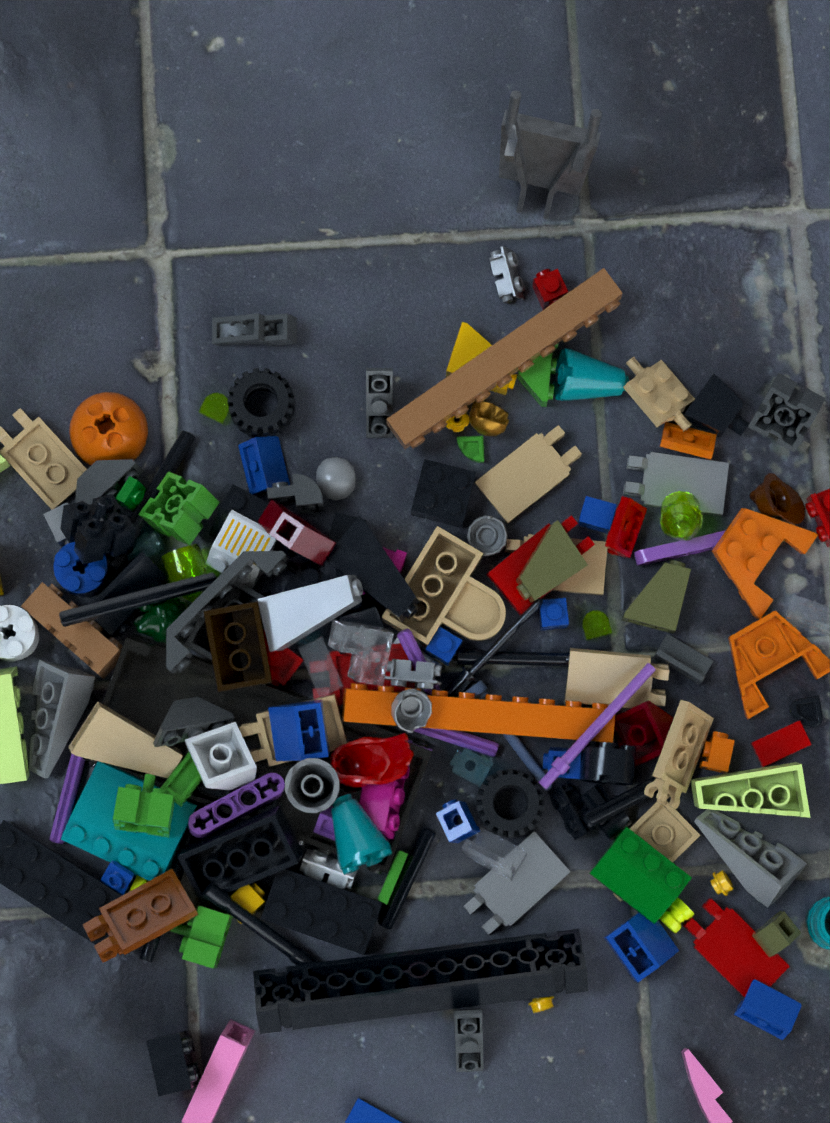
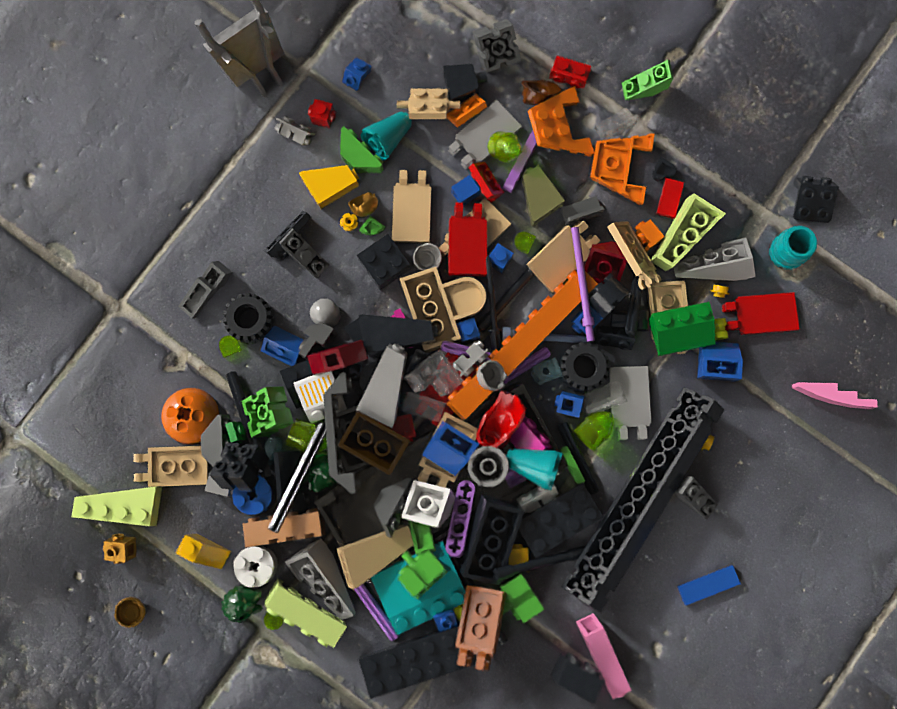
camera: 45 degrees left, 0 degrees up
(401, 366) = (274, 248): none -> black hinge
(452, 870) = (595, 429): none -> clear neon green helmet
(505, 358) = (339, 167): medium nougat brick -> none
(550, 564) = (473, 234): olive slope -> none
(632, 284) = (355, 73): none -> blue bracket
(768, 1009) = (809, 322): blue panel -> none
(776, 933) = (774, 283): olive brick -> none

